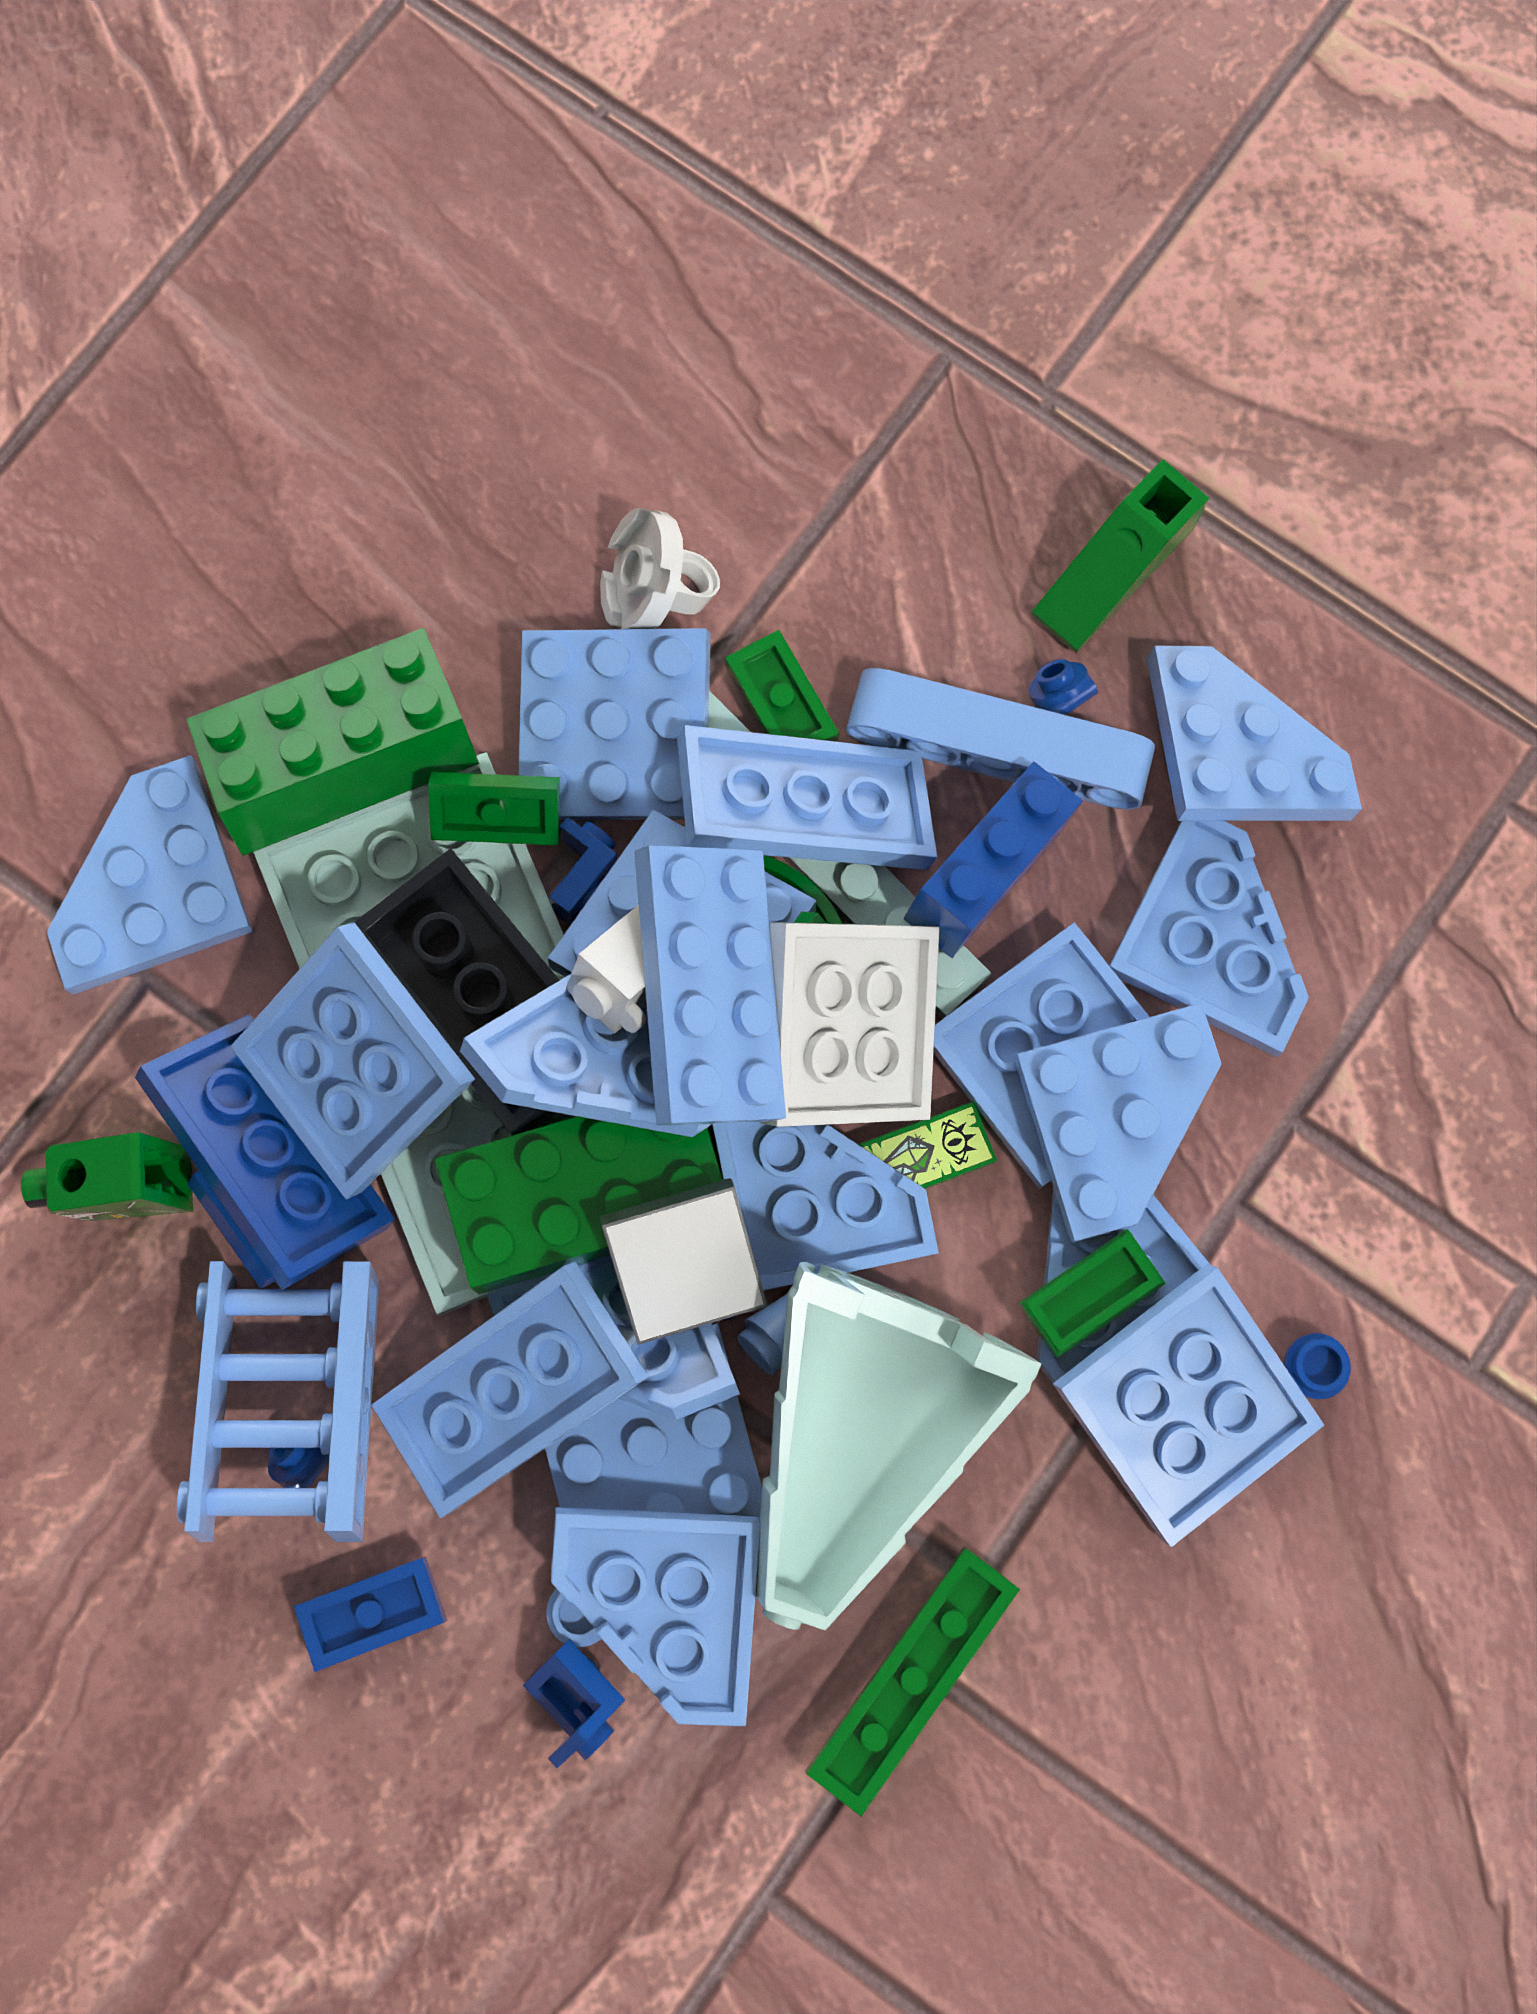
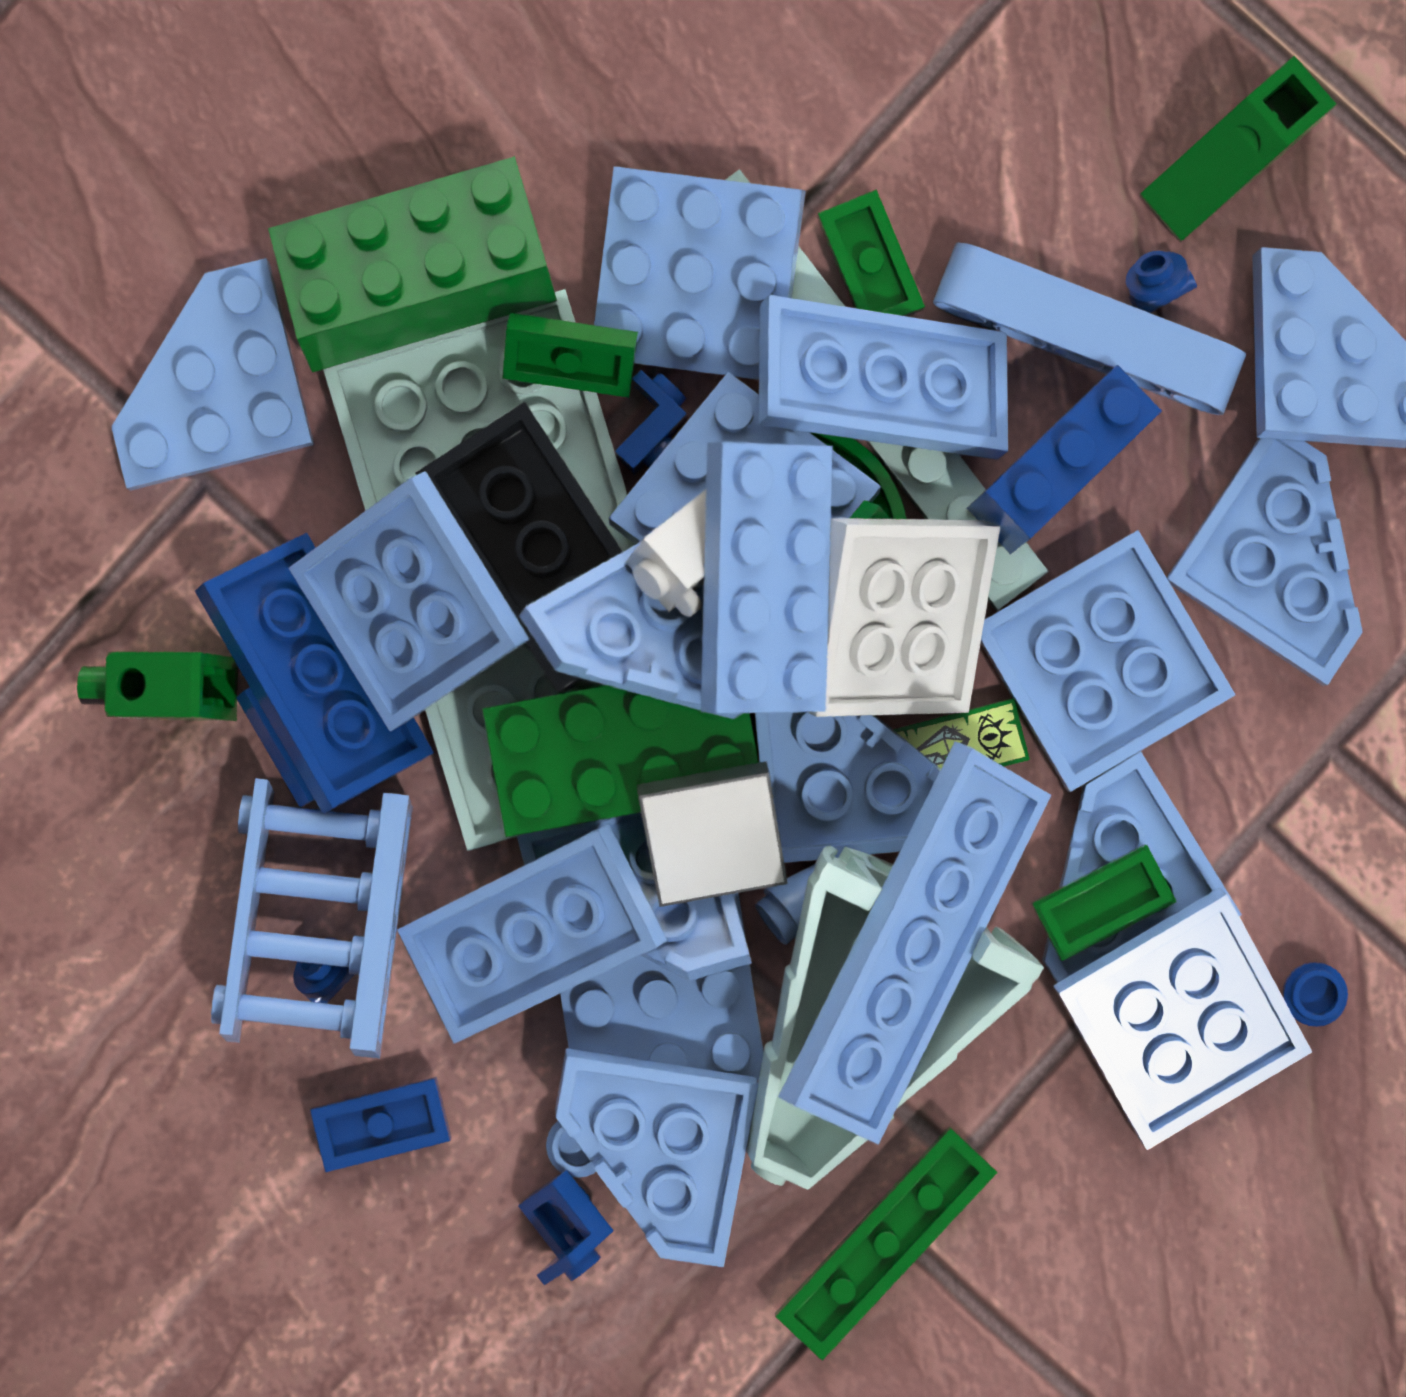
camera: 10 degrees right, 10 degrees up
(649, 573) = (748, 118): white tile -> none
(905, 1355) = (915, 944): none -> light blue plate
(1116, 1112) = (1152, 727): light blue plate -> none

